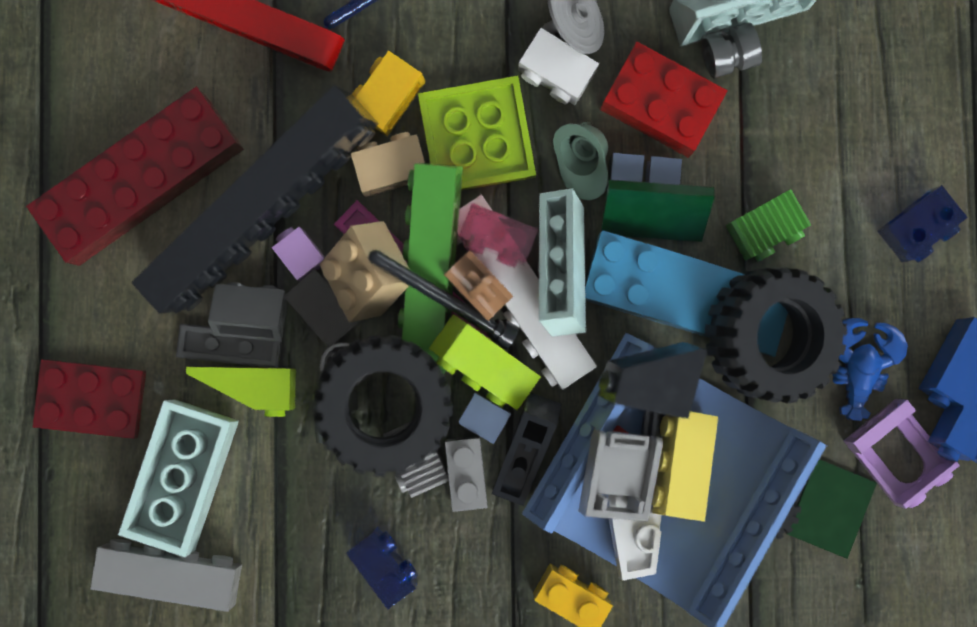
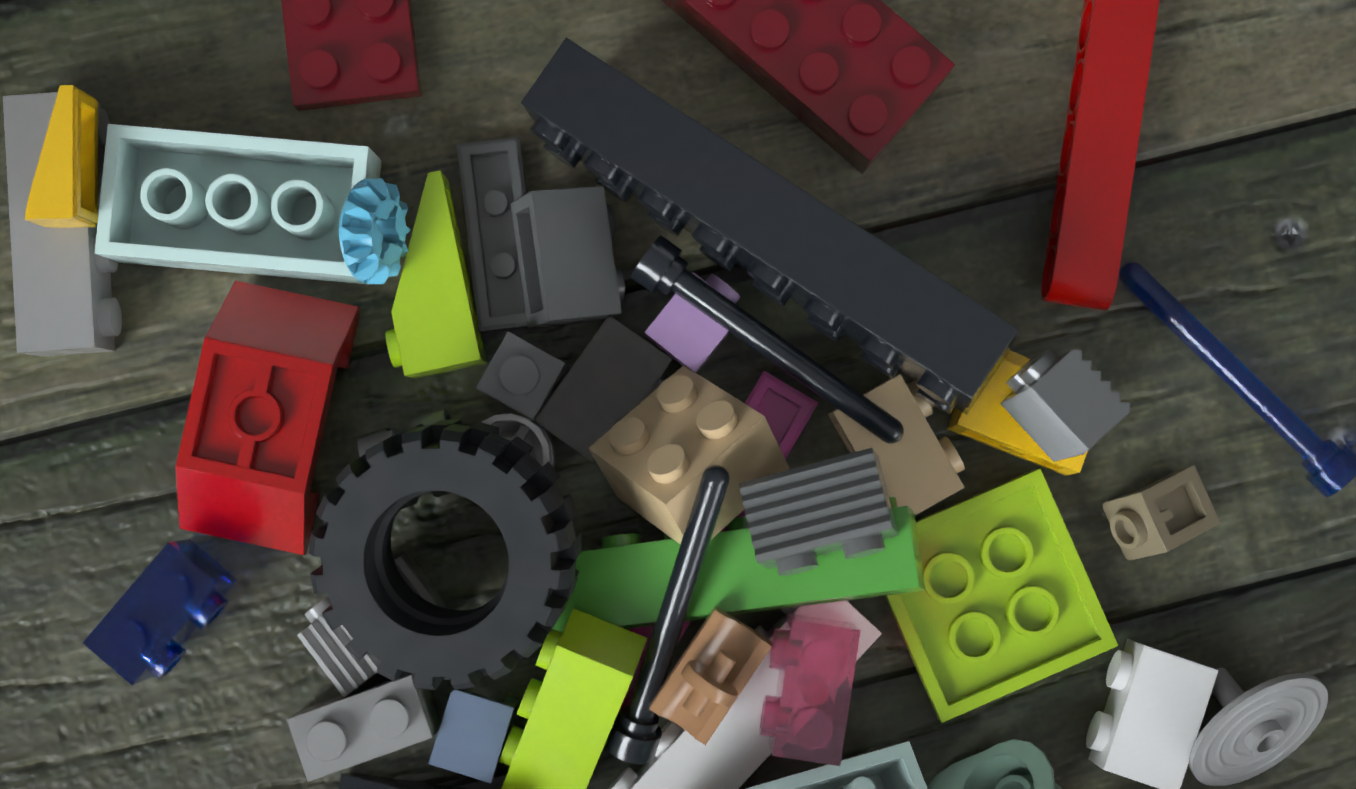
camera: 75 degrees right, 0 degrees up
(141, 562) = (67, 170): none -> yellow slope
(208, 407) = (371, 247): none -> medium azure gear
(267, 260) = (667, 271): none -> black piece
(294, 491) = (261, 416): none -> red slope
(304, 349) = (522, 376): none -> dark grey brick
(380, 72) = (1063, 403): none -> dark grey brick
(405, 209) = (819, 512): none -> dark grey brick
(456, 37) = (1161, 514): none -> dark tan bracket

